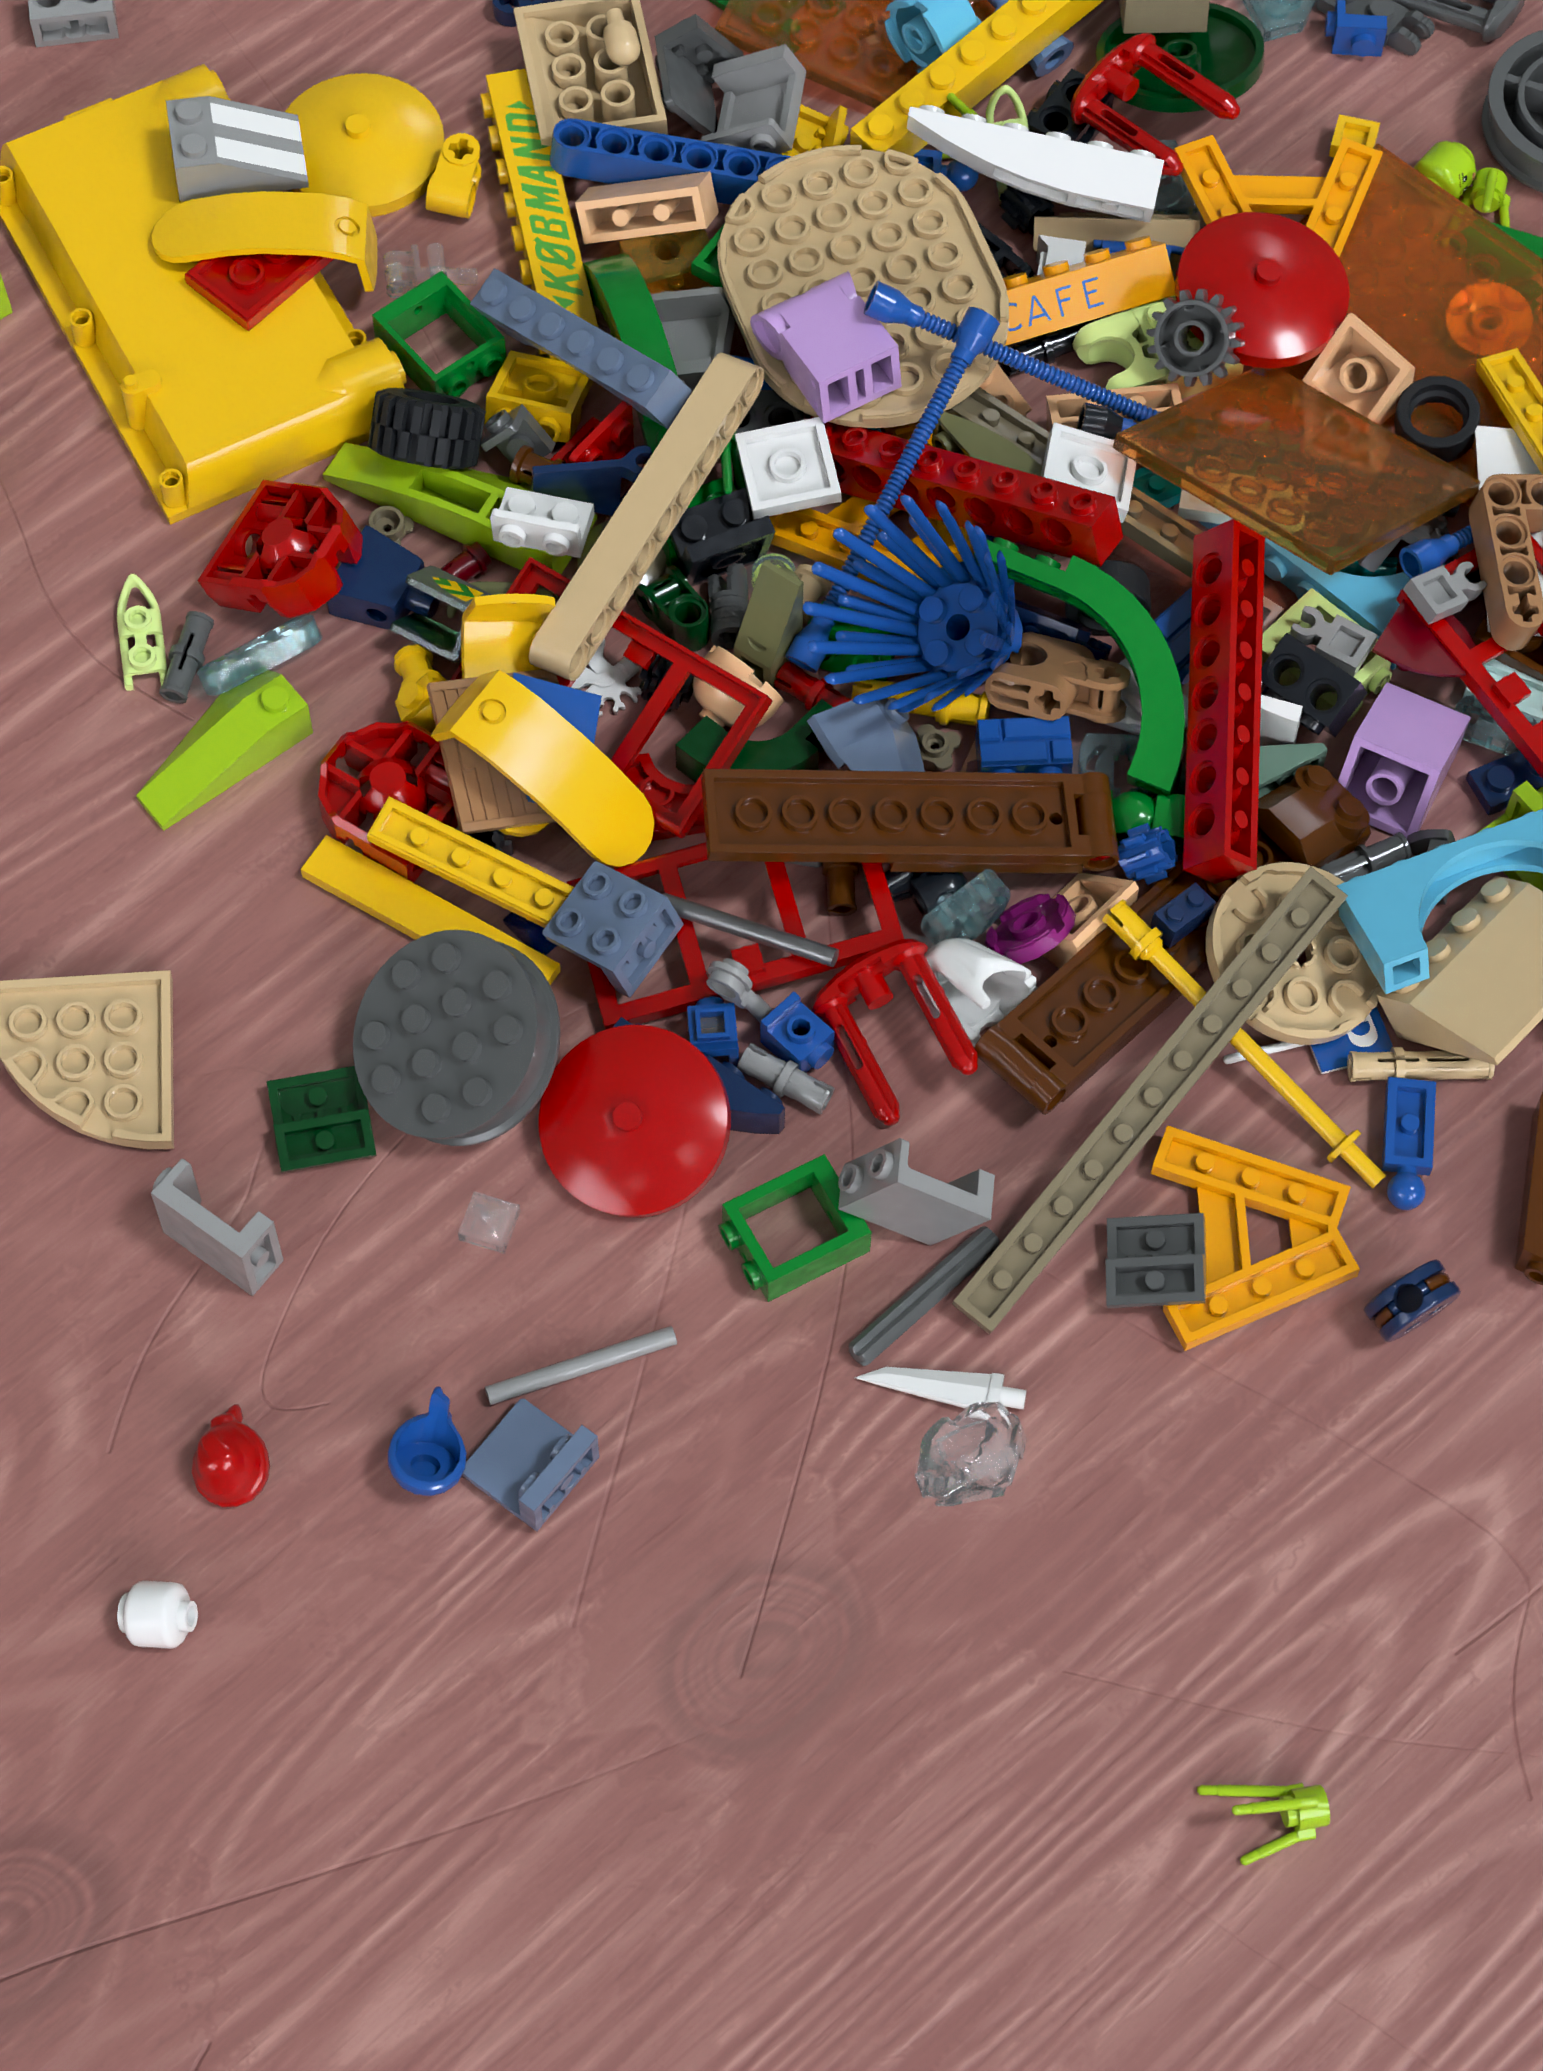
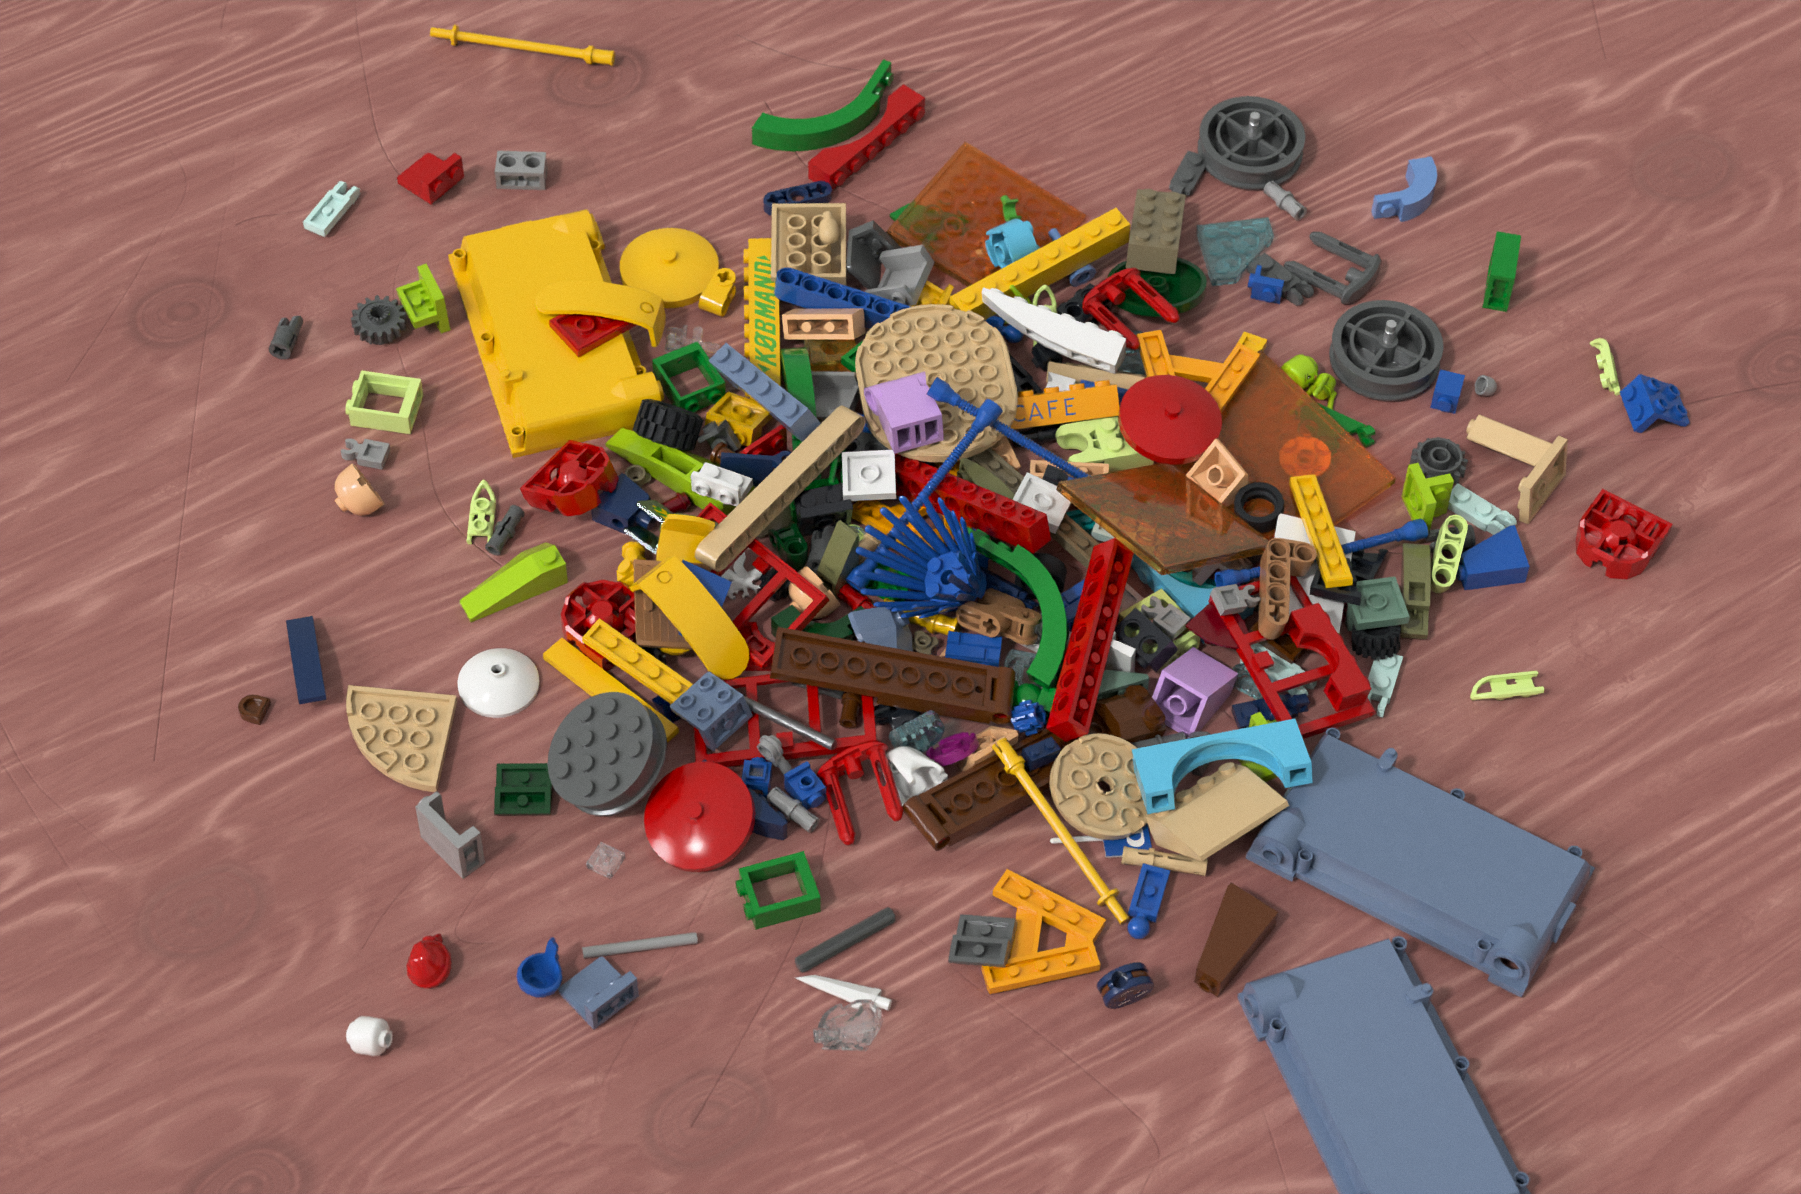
camera: 10 degrees right, 10 degrees down
(233, 148) = (592, 256): light grey slope -> none
(241, 953) = (502, 692): none -> white dish
(259, 655) = (546, 534): clear light blue beam -> none
(909, 1202) = (845, 881): light grey panel -> none
(1149, 1101) = (996, 851): dark tan plate -> none
(1218, 331) = (1109, 435): dark grey gear -> none

